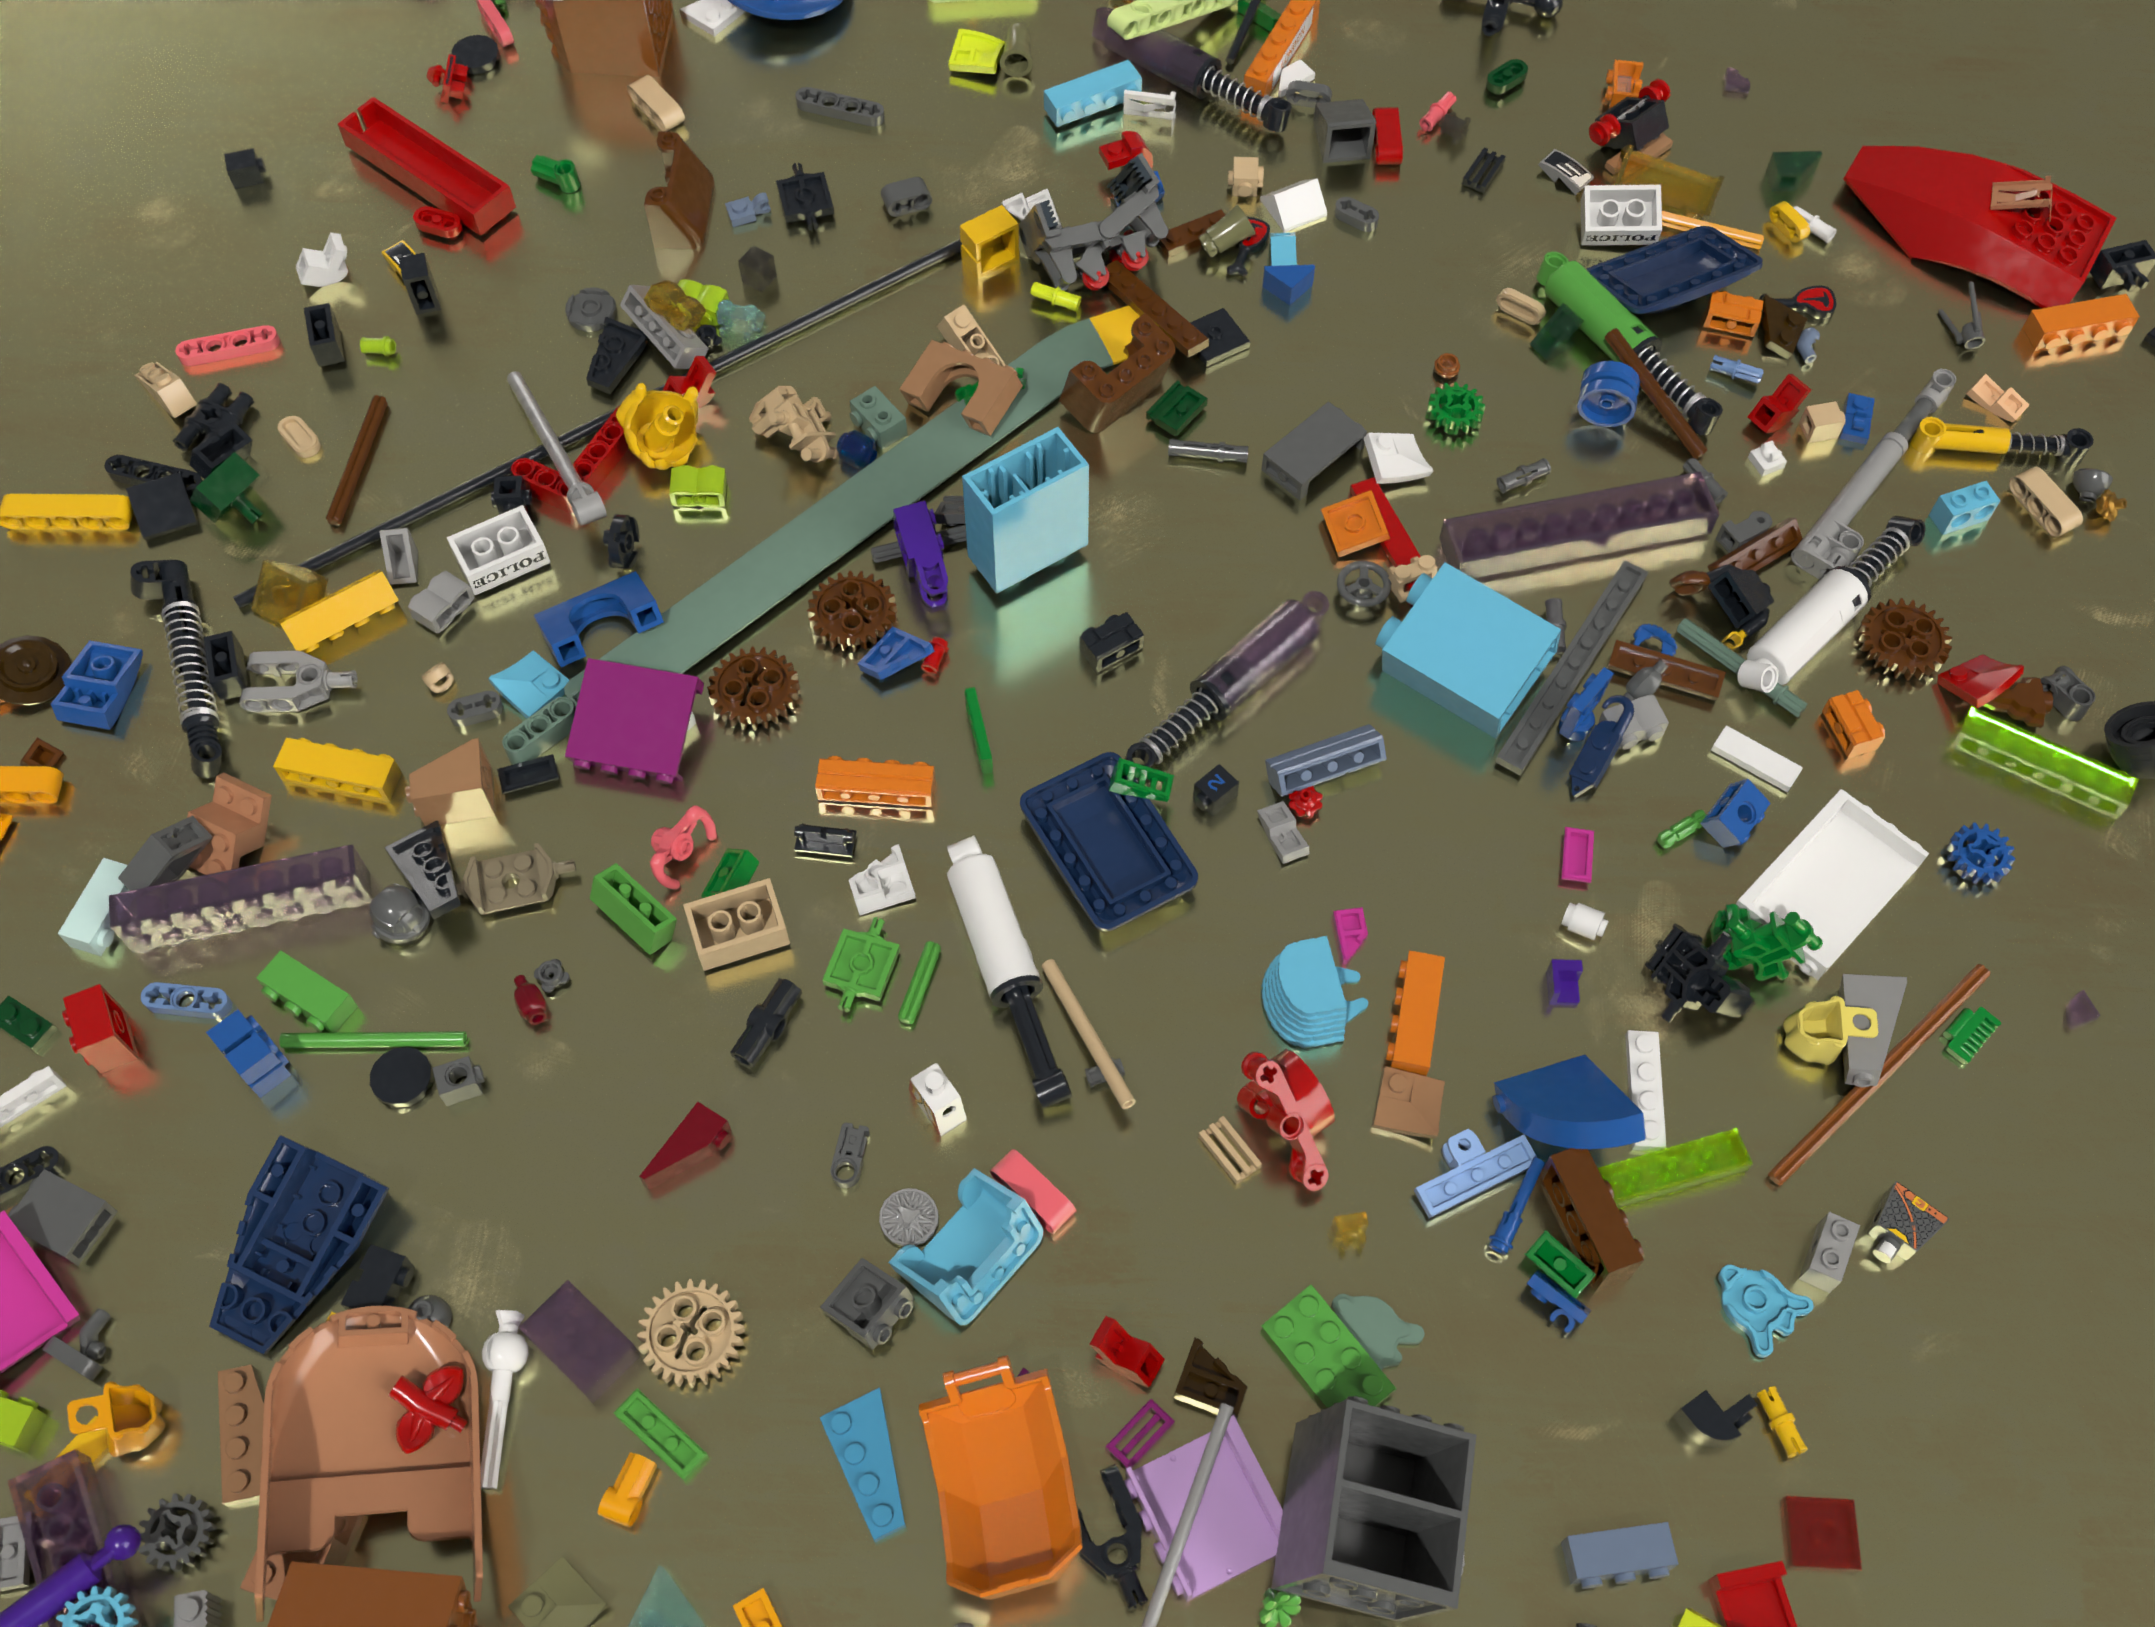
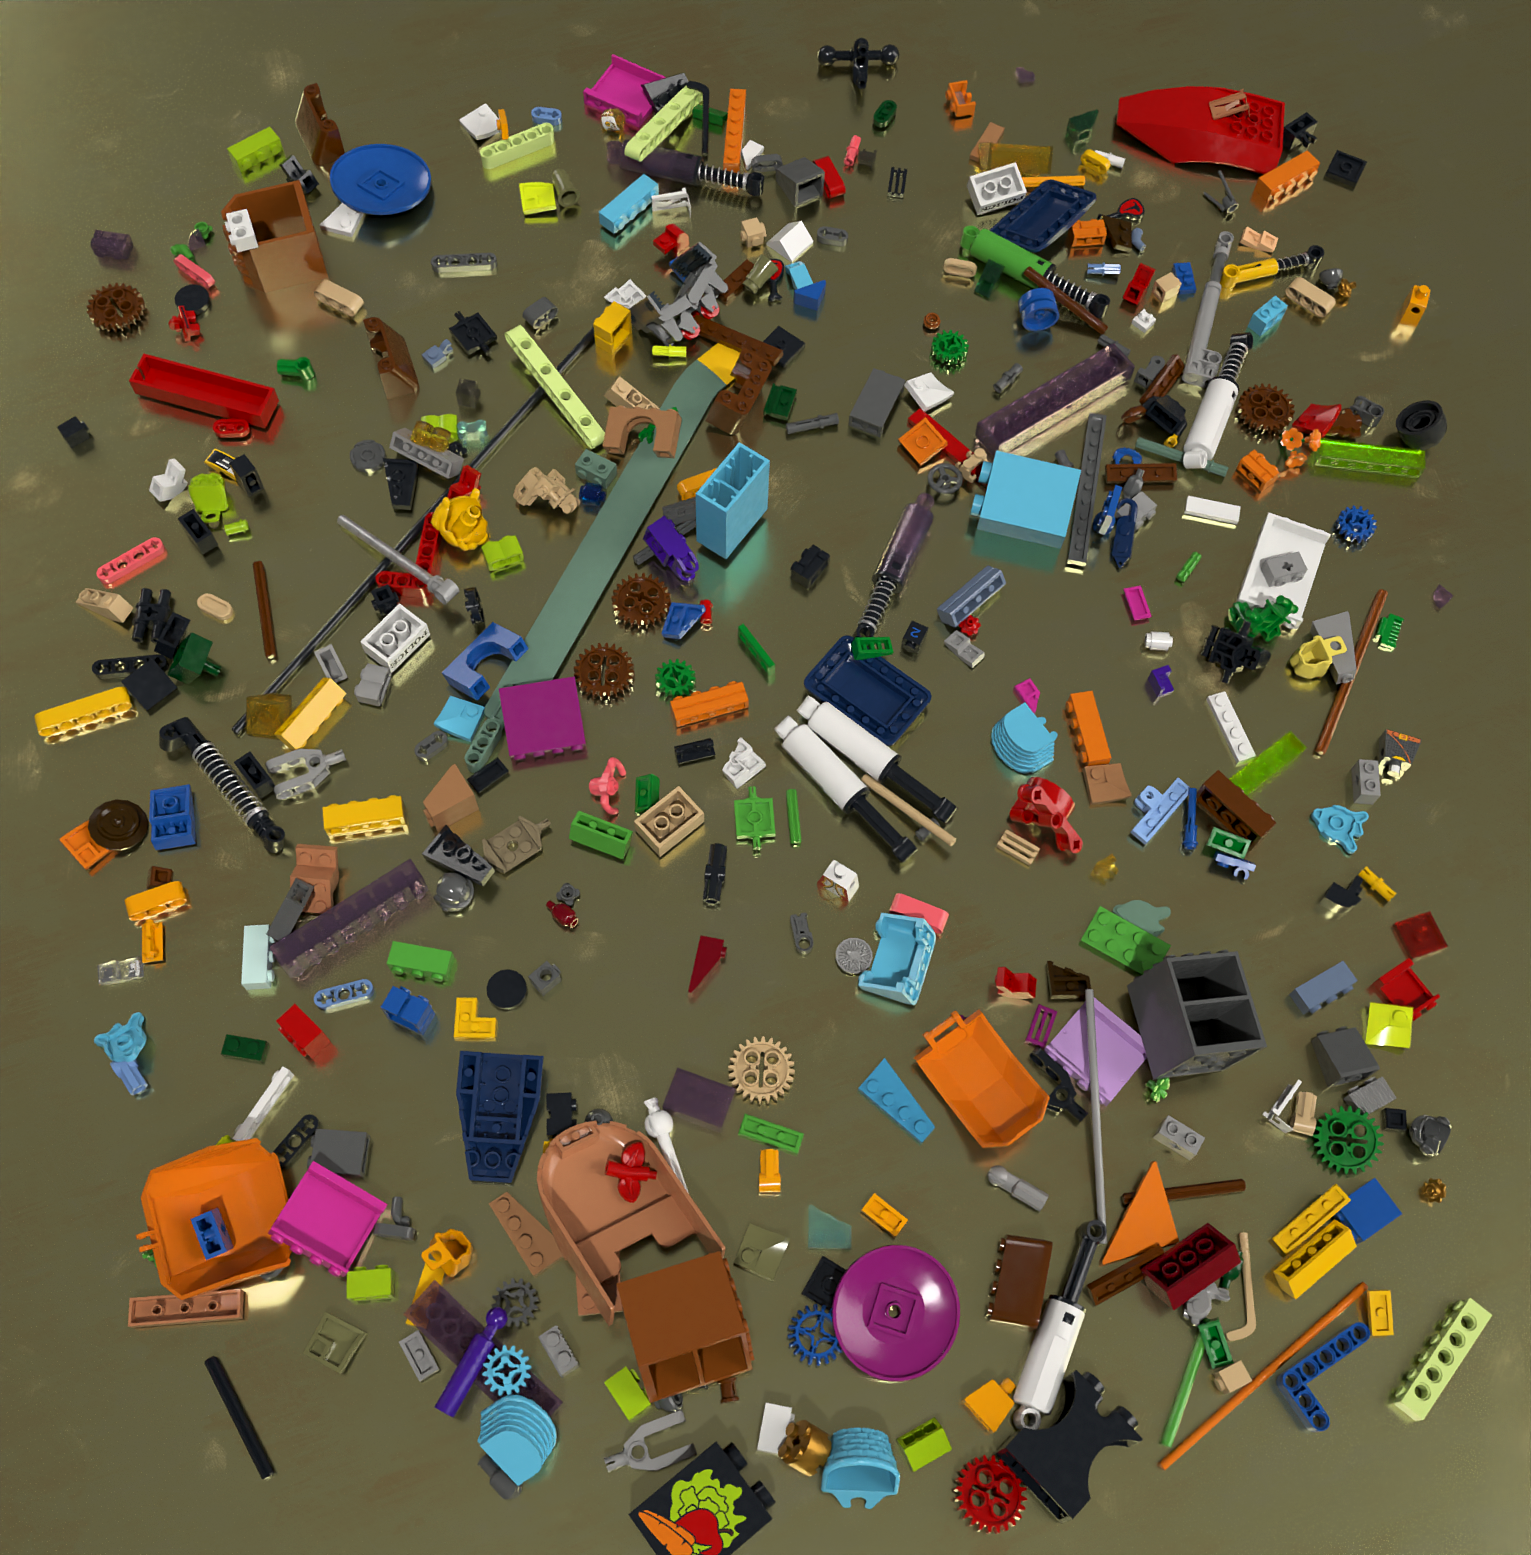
camera: 25 degrees left, 5 degrees up
(326, 1104) = (470, 1026): none -> yellow tile
(360, 40) = (105, 315): none -> reddish brown gear
(362, 294) = (208, 495): none -> lime piece
(373, 1039) = (477, 973): bright green piece -> none
(435, 674) = (395, 733): tan tile -> none
(848, 721) = (668, 683): none -> green gear
(869, 1303) = (856, 1013): dark grey plate -> none
(875, 293) = (555, 386): none -> yellowish green beam
(1068, 933) = (869, 753): none -> white piece
(1570, 1106) = (1200, 751): blue brick -> none
(1571, 172) = (944, 165): slope -> none
(1633, 119) = (978, 121): black brick -> none
(1736, 813) = (1215, 547): blue brick -> none
(1831, 881) = (1284, 569): none -> light grey brick
(1922, 693) = (1294, 439): none -> orange plant

